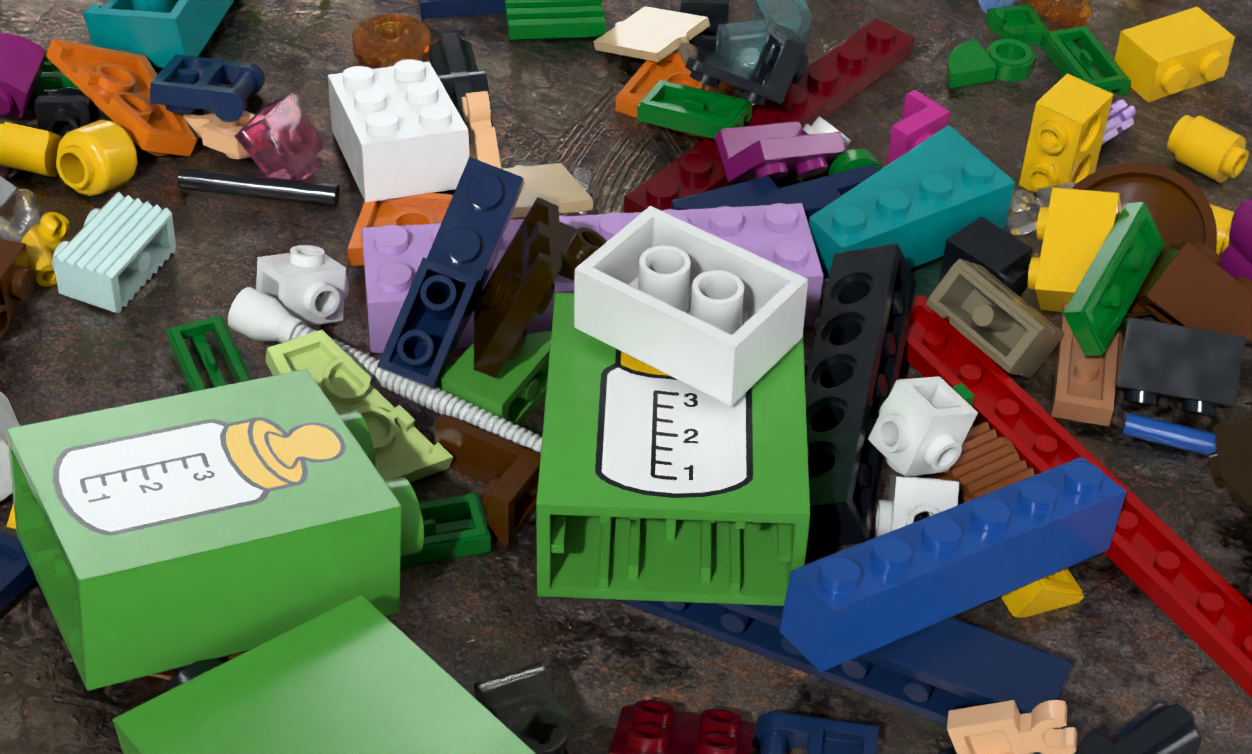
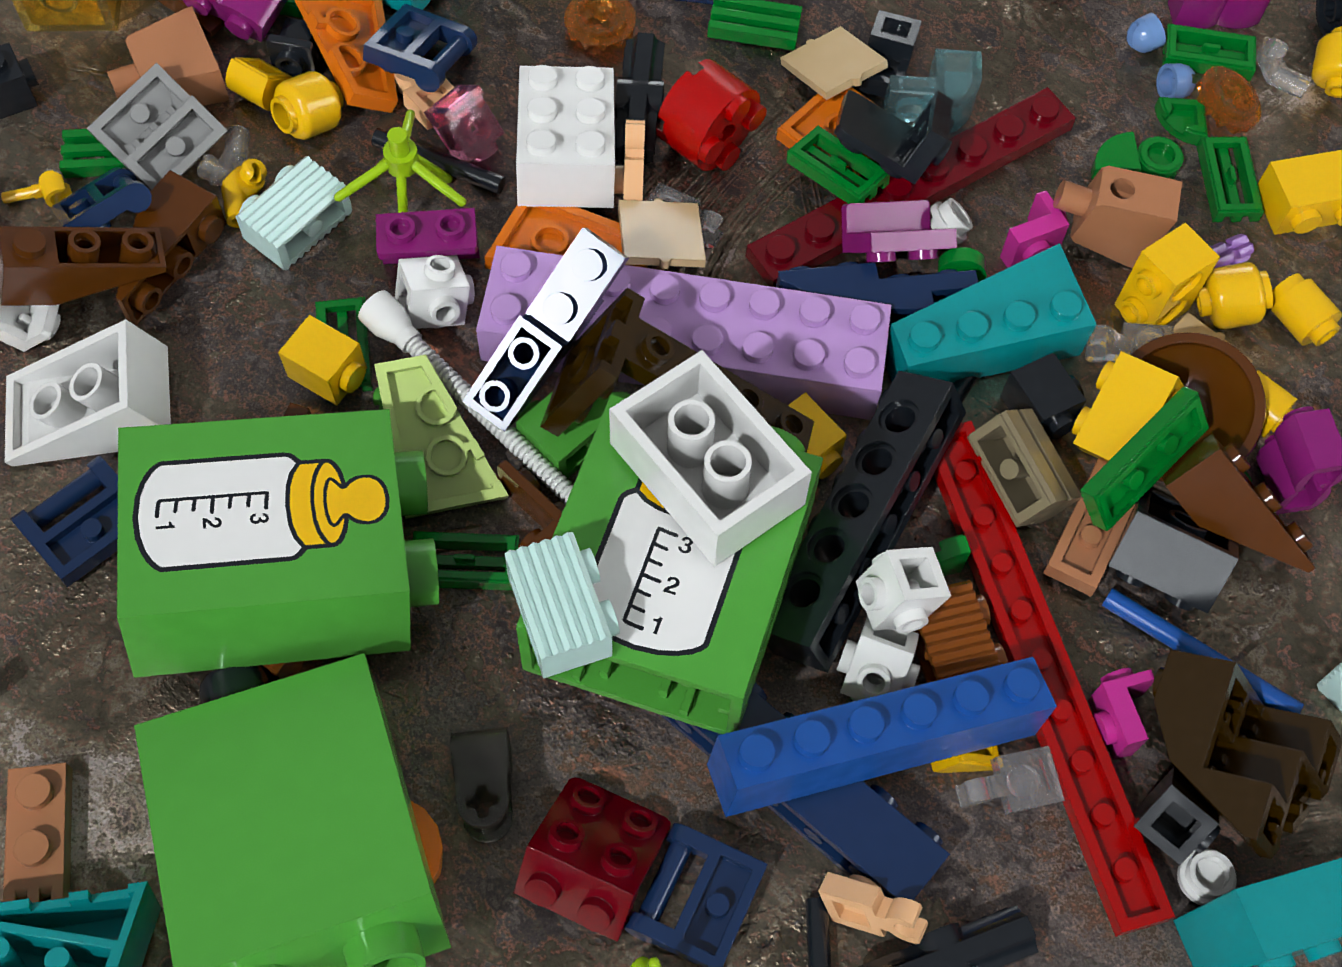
camera: 15 degrees right, 20 degrees up
(199, 359) = (323, 360): none -> yellow brick
(230, 173) = (403, 161): none -> lime plant
(272, 234) = (427, 234): none -> magenta bracket
(546, 87) = (710, 116): none -> red brick
(582, 462) = (560, 603): none -> light aqua brick
(995, 91) = (1120, 211): none -> nougat torso
(1110, 593) = (1019, 779): none -> clear plate
(1137, 139) = (1235, 296): none -> yellow head
(1186, 510) = (1116, 712): none -> dark pink bracket

